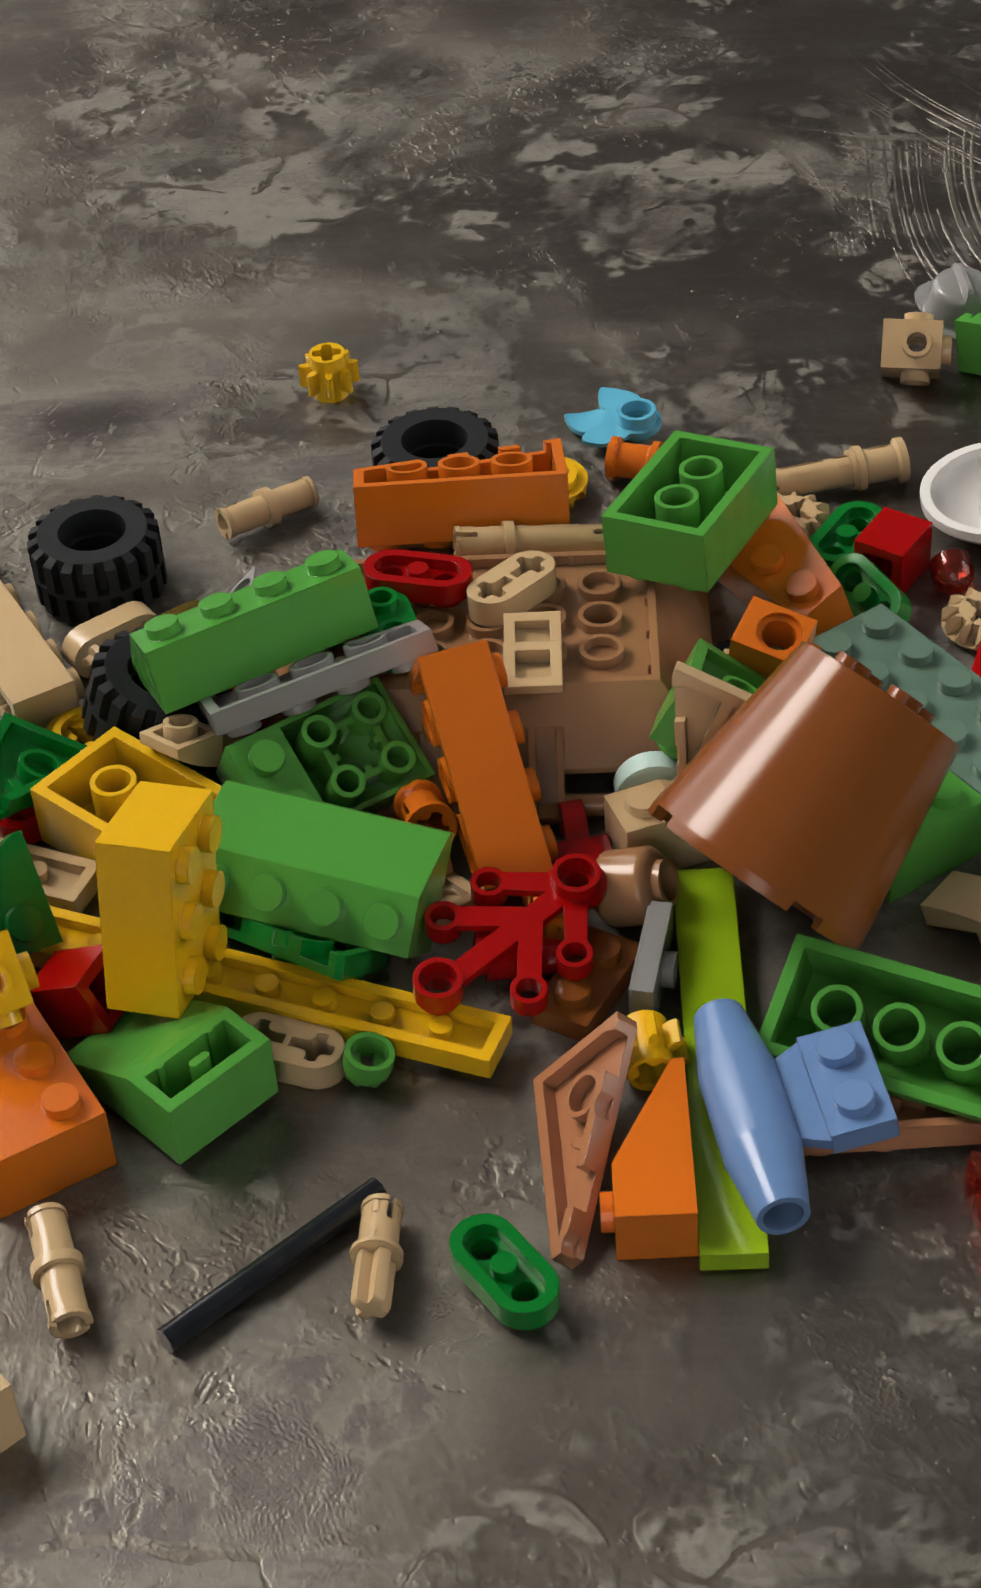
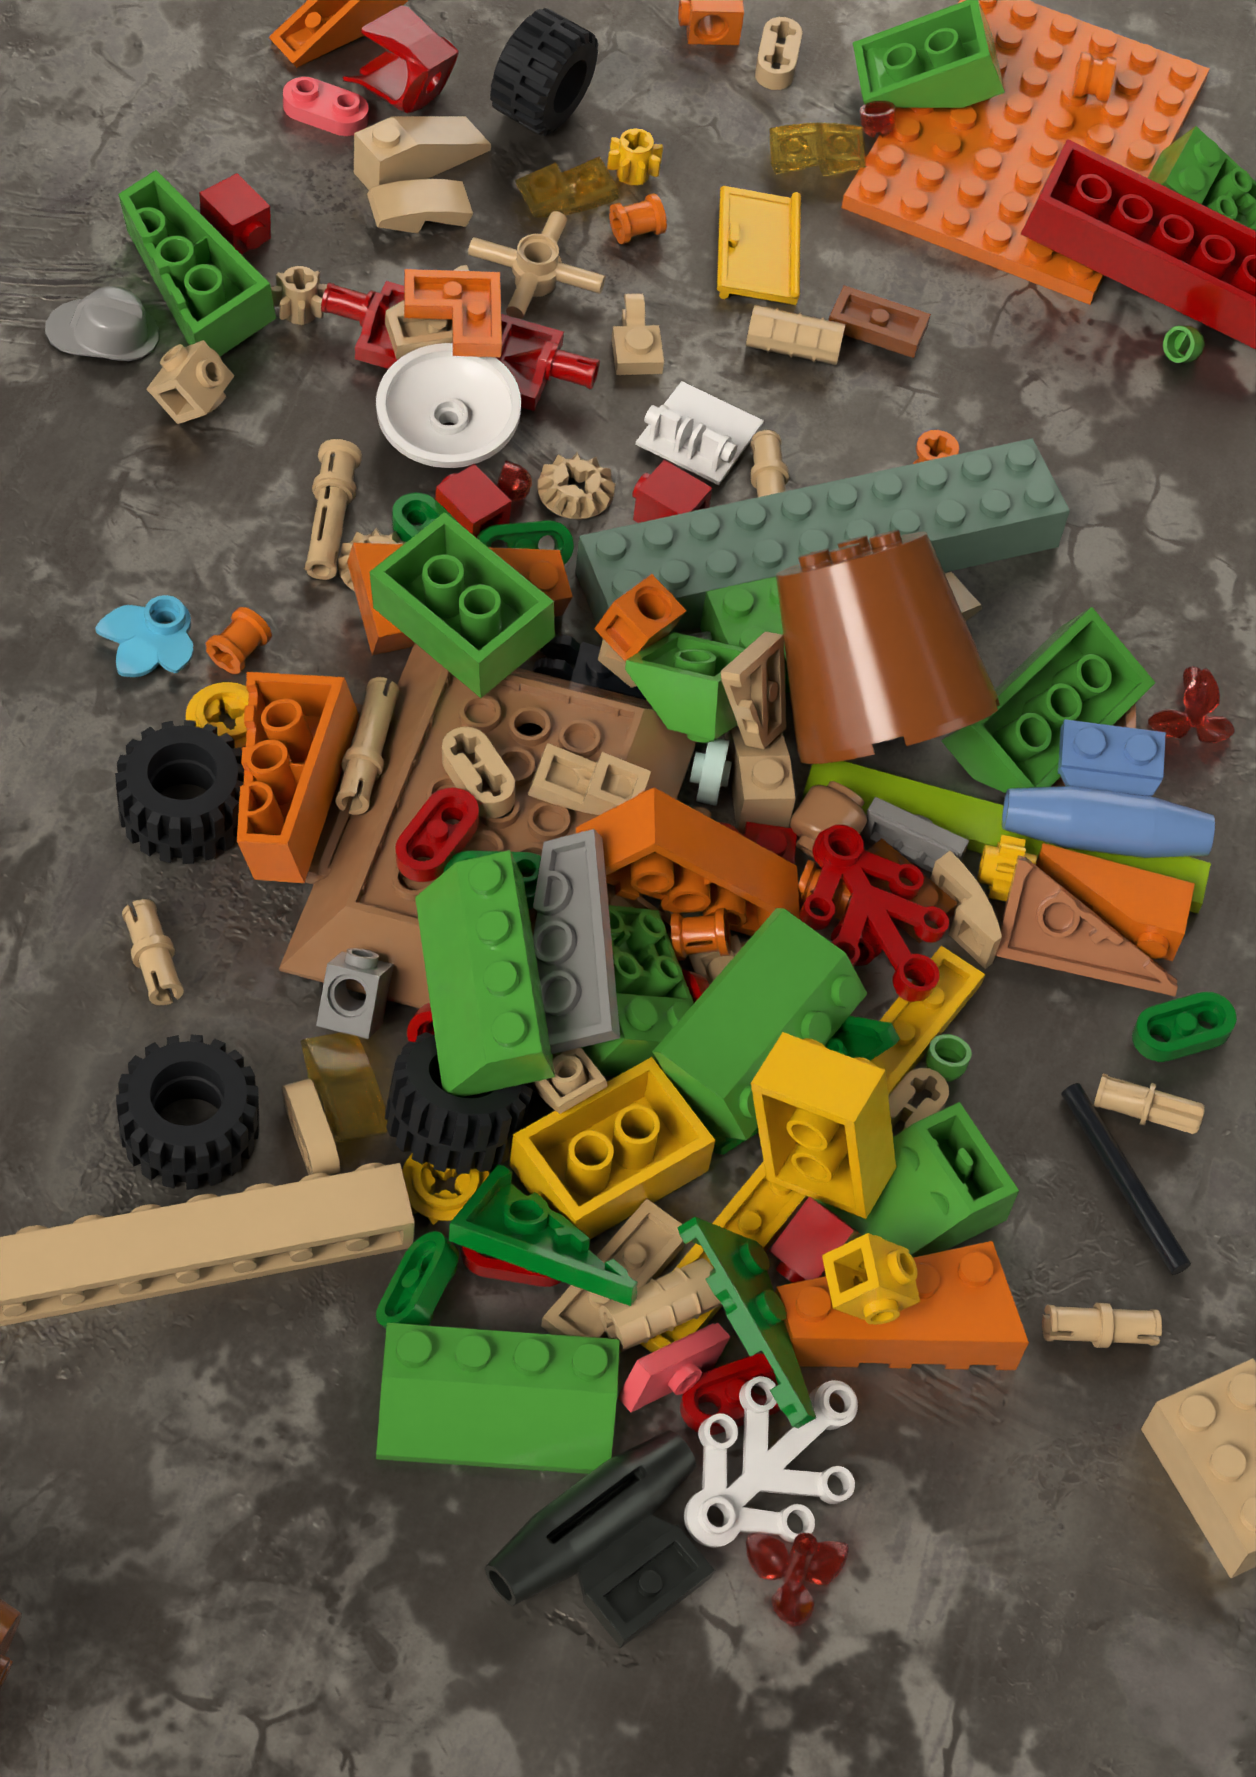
camera: 85 degrees left, 15 degrees up
(563, 1028) = (974, 920): none -> tan slope

